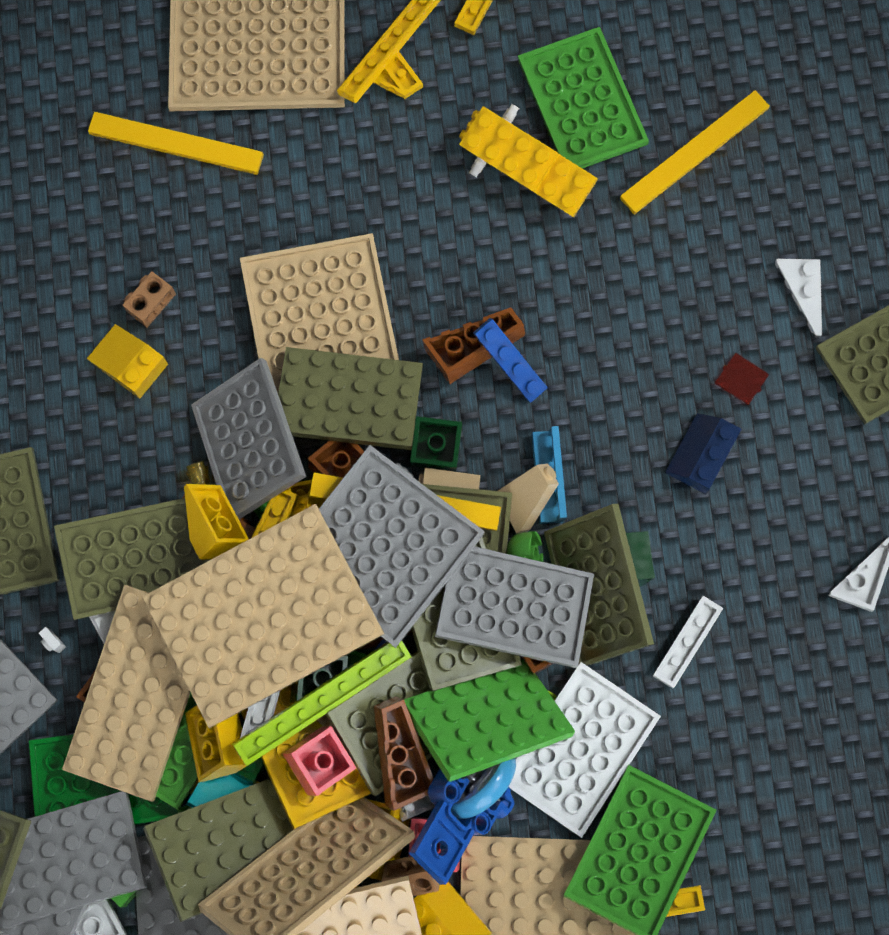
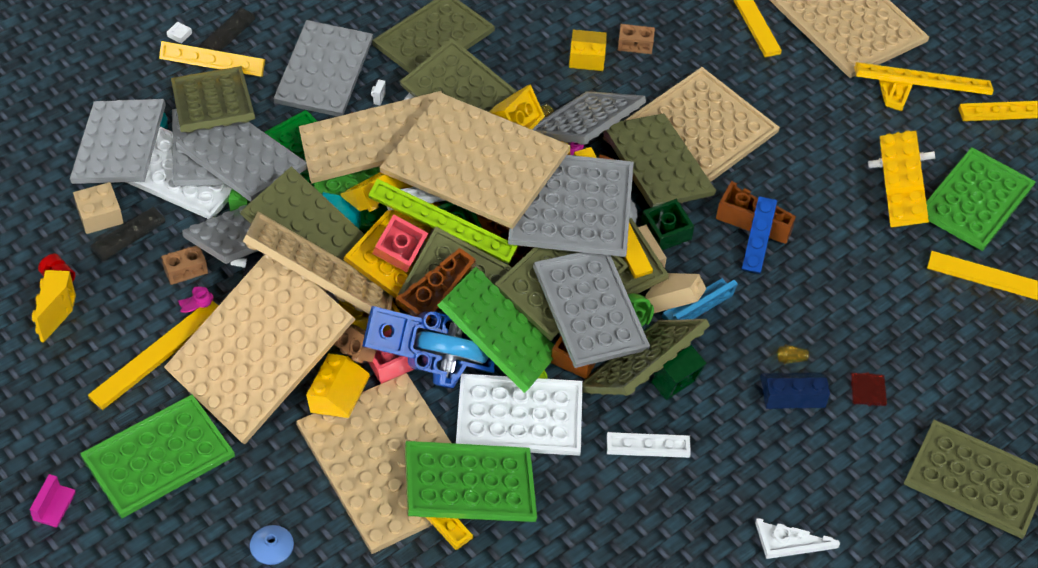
camera: 50 degrees right, 25 degrees down
(664, 426) = (791, 354): none -> clear yellow cone
(804, 281) = (971, 394): white wing -> none

